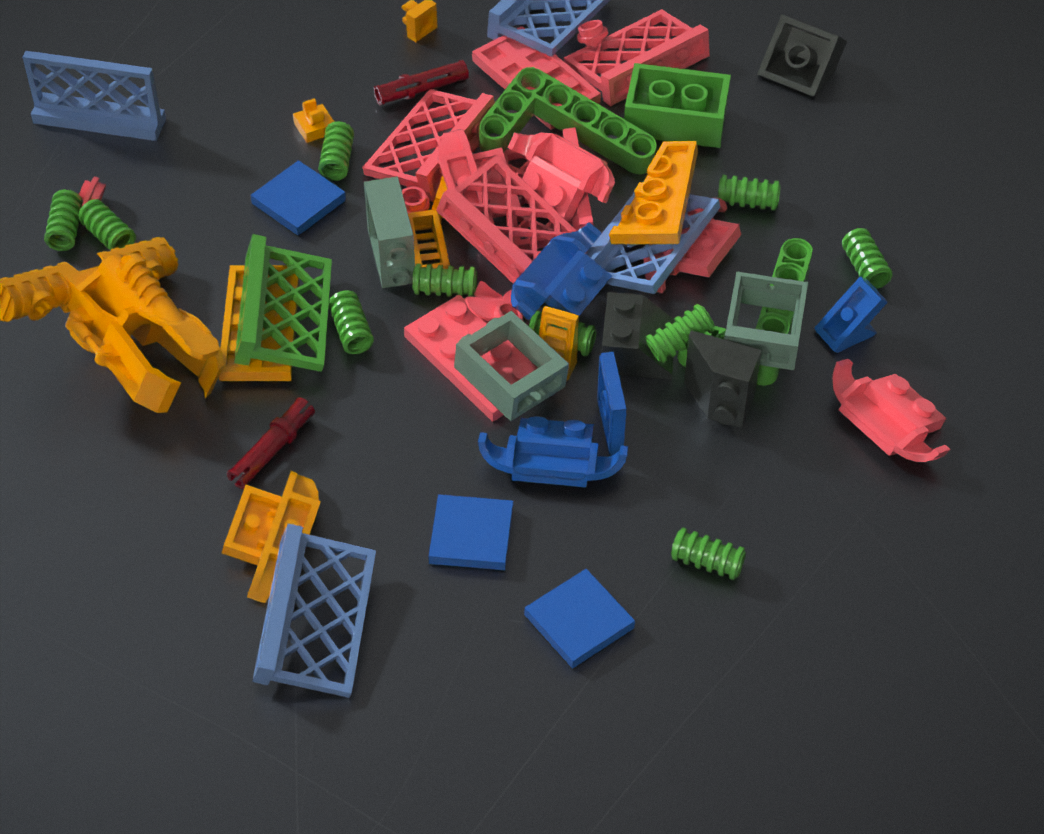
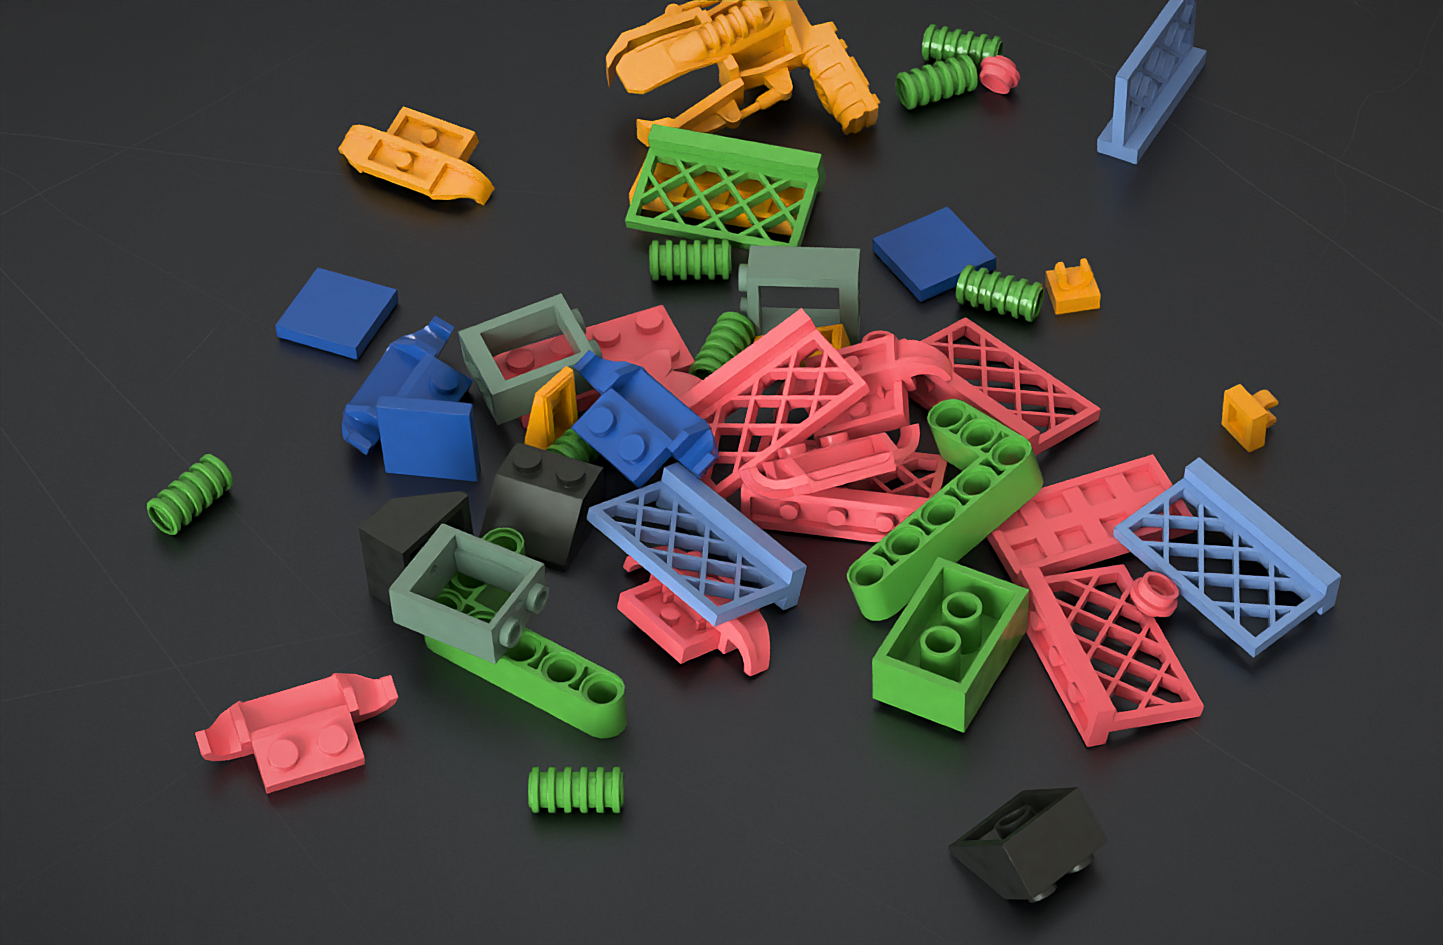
camera: 110 degrees right, 5 degrees down
(281, 431) = (549, 180): dark red pin -> none
(281, 605) = (300, 130): medium blue fence -> none
(387, 92) = (1109, 385): dark red pin -> none
(579, 618) = (176, 376): blue tile -> none
(661, 200) = (729, 547): light orange wing -> none
(676, 335) = (492, 508): bright green piece -> none
(749, 192) = (757, 694): bright green piece -> none
(850, 317) = (474, 742): blue slope -> none

